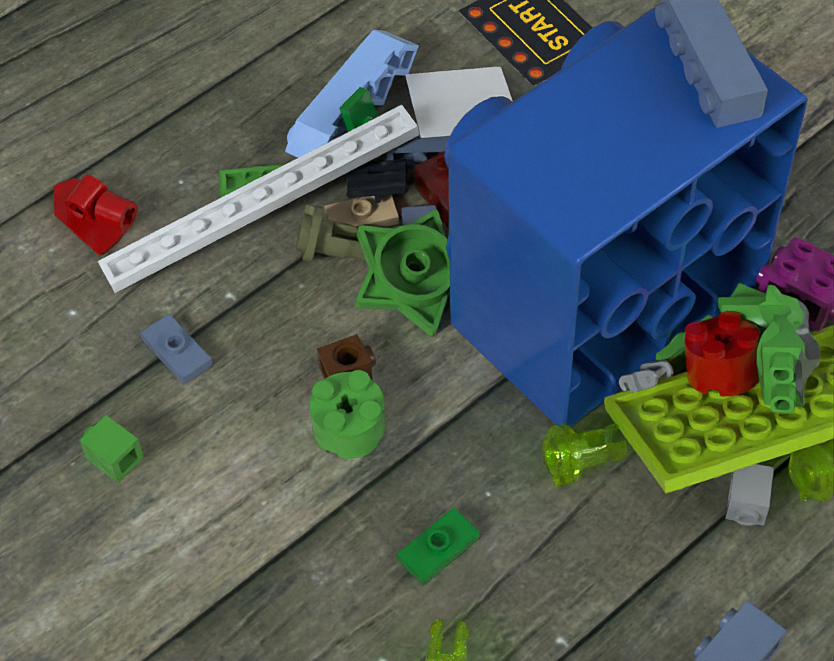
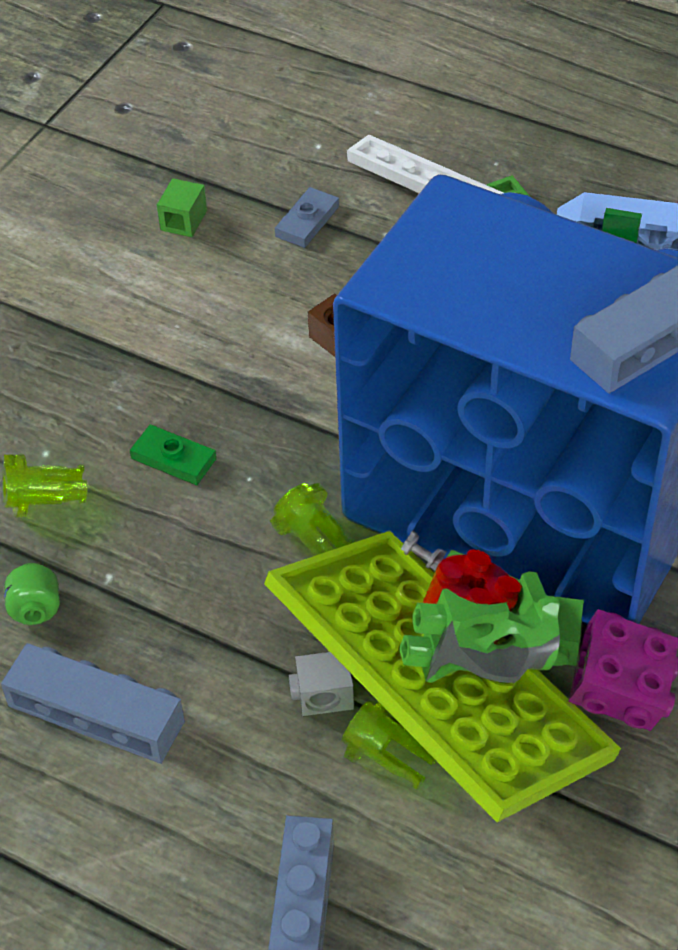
camera: 70 degrees right, 5 degrees down
(93, 212) = (423, 121): red panel -> none
(347, 414) = (279, 342): bright green brick -> none

